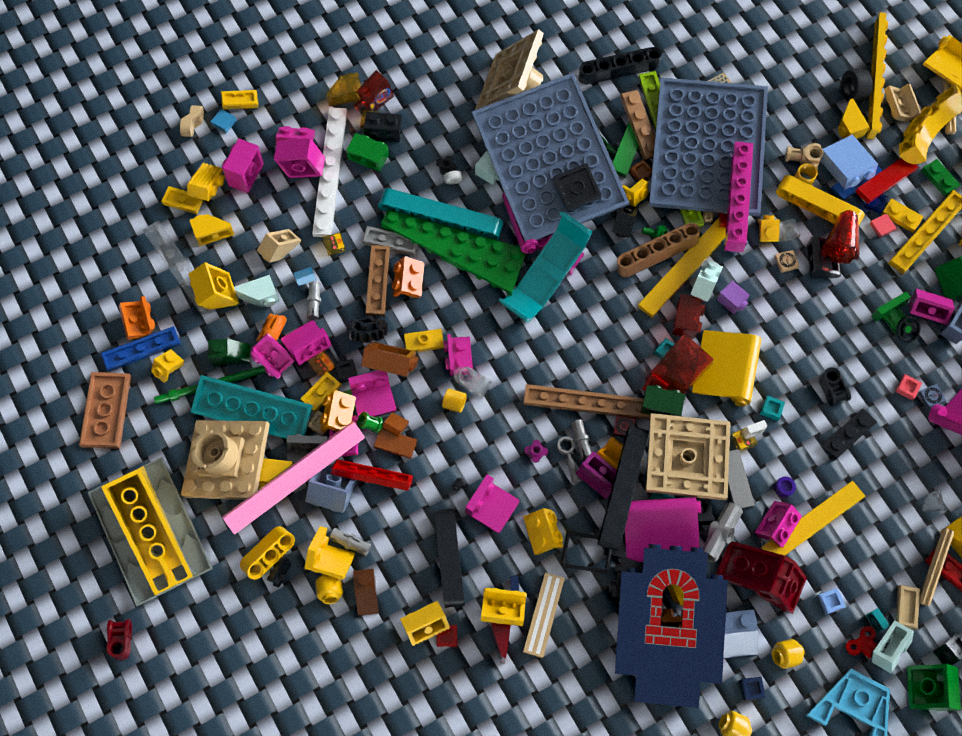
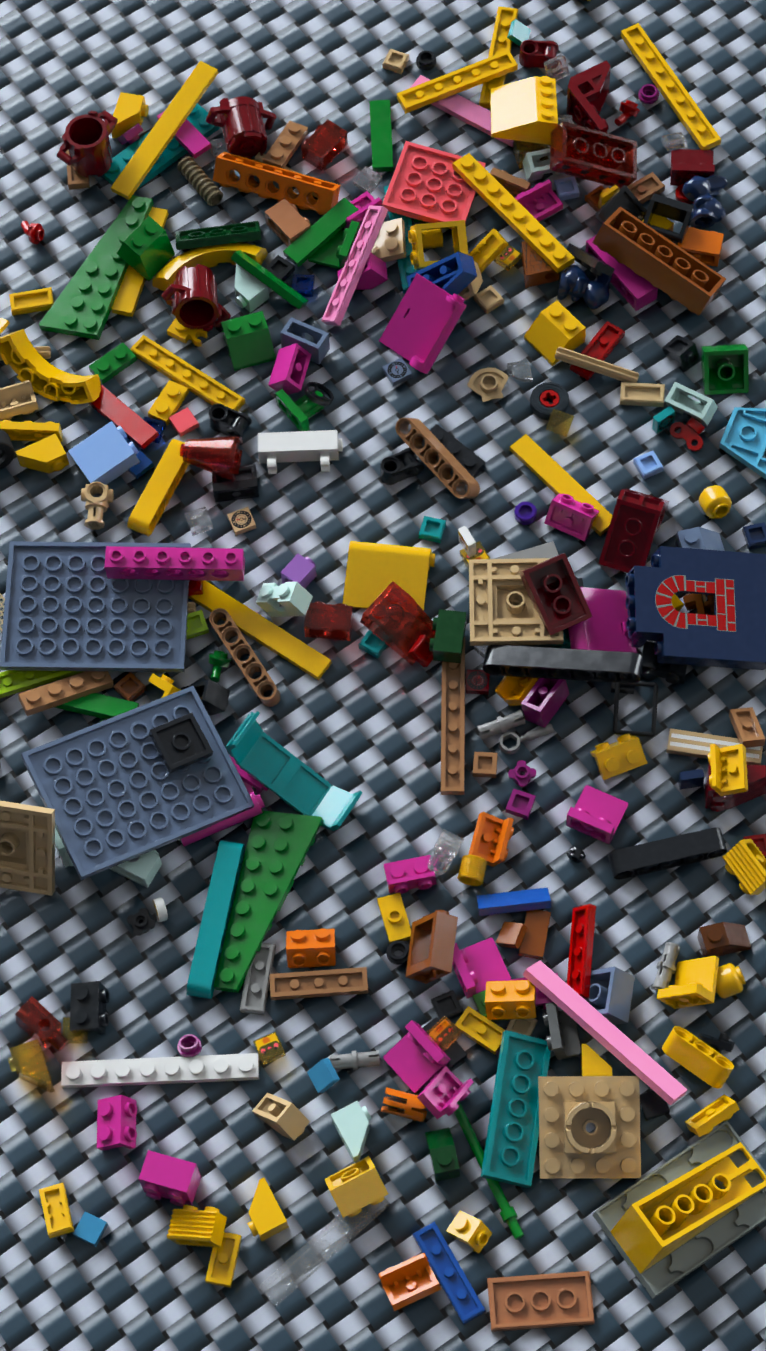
camera: 90 degrees left, 5 degrees down
(191, 121) = (104, 1274): tan piece -> none
(218, 557) = (712, 1115): none -> yellow plate
(299, 158) = (153, 1101): dark pink brick -> none
(347, 187) = (189, 1046): none -> magenta plate
(367, 152) = (129, 1022): green brick -> none
(367, 329) = (392, 981): black gear -> none
(369, 422) = (512, 964): green bush -> none
(395, 335) = (394, 946): none -> black plate
(423, 429) = (513, 901): none -> blue tile
(479, 417) = (491, 838): none -> orange bracket
(508, 446) = (520, 804): none -> magenta plate
(548, 424) = (485, 764): none -> medium nougat tile
(556, 643) = (747, 727): none -> medium nougat plate
(689, 485) = (555, 593): none -> dark red slope
(722, 531) = (596, 572): light grey piece -> none
(769, 229) = (201, 537): yellow bracket -> none
(807, 169) = (120, 495): yellow piece -> none
(839, 416) = (446, 460): none -> medium nougat beam
(855, 308) = (299, 447): none -> white brick
(876, 526) = (559, 422): none -> clear yellow tile
(880, 259) = (231, 424): none -> black piece
(895, 530) = (550, 390): none -> black bush
(908, 387) = (388, 394): coral tile -> none
(919, 471) = (488, 383): none -> tan animal

